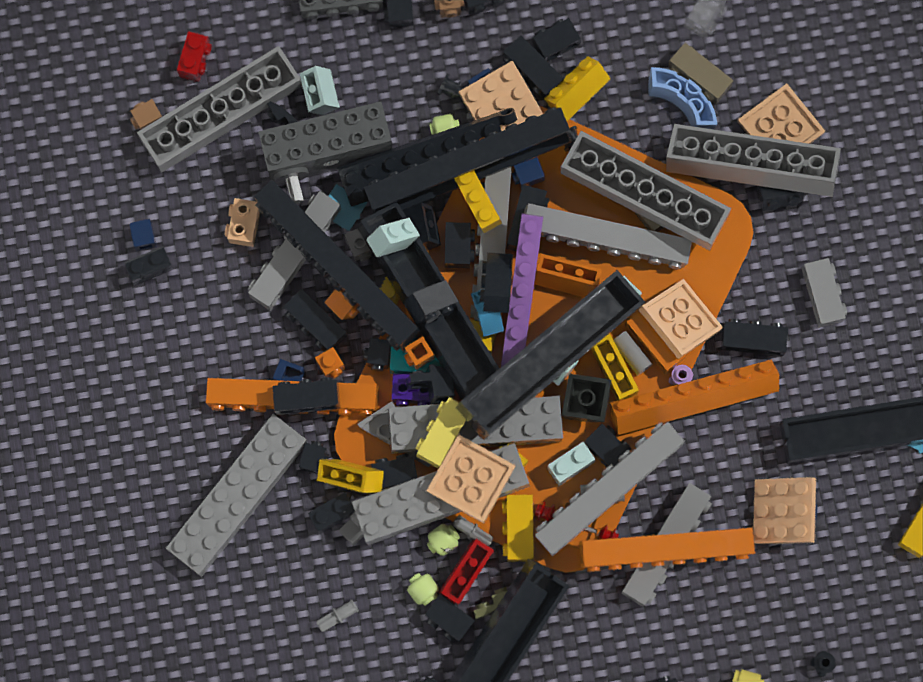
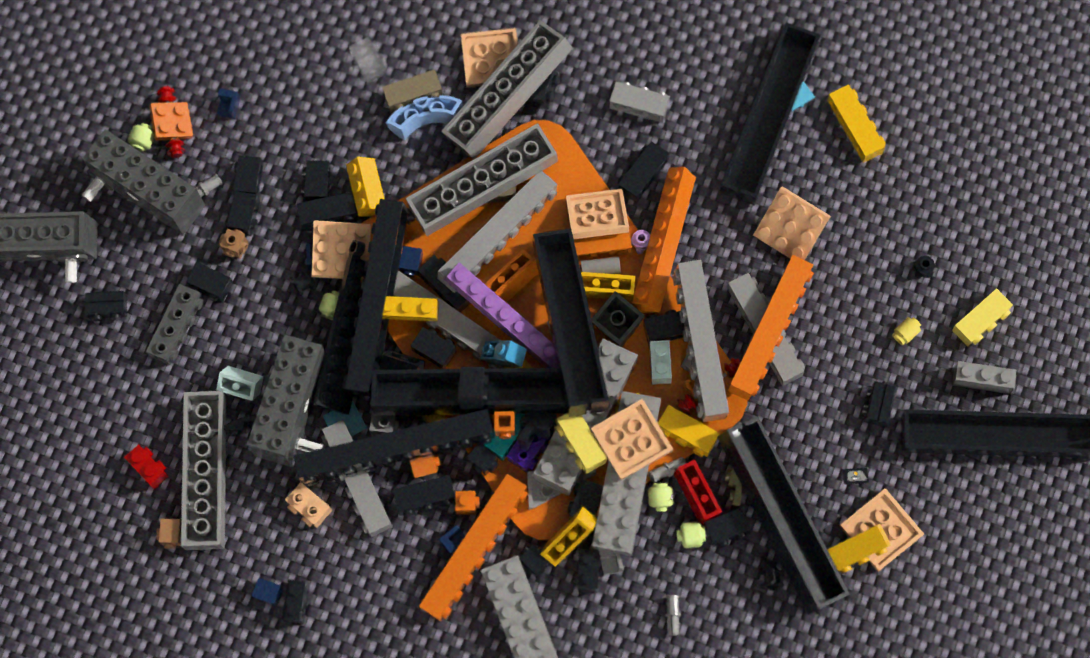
camera: 55 degrees left, 5 degrees down
(306, 396) = (484, 533): black brick -> none
(392, 237) = (400, 387): light aqua brick -> none
(496, 282) = (486, 330): black brick -> none

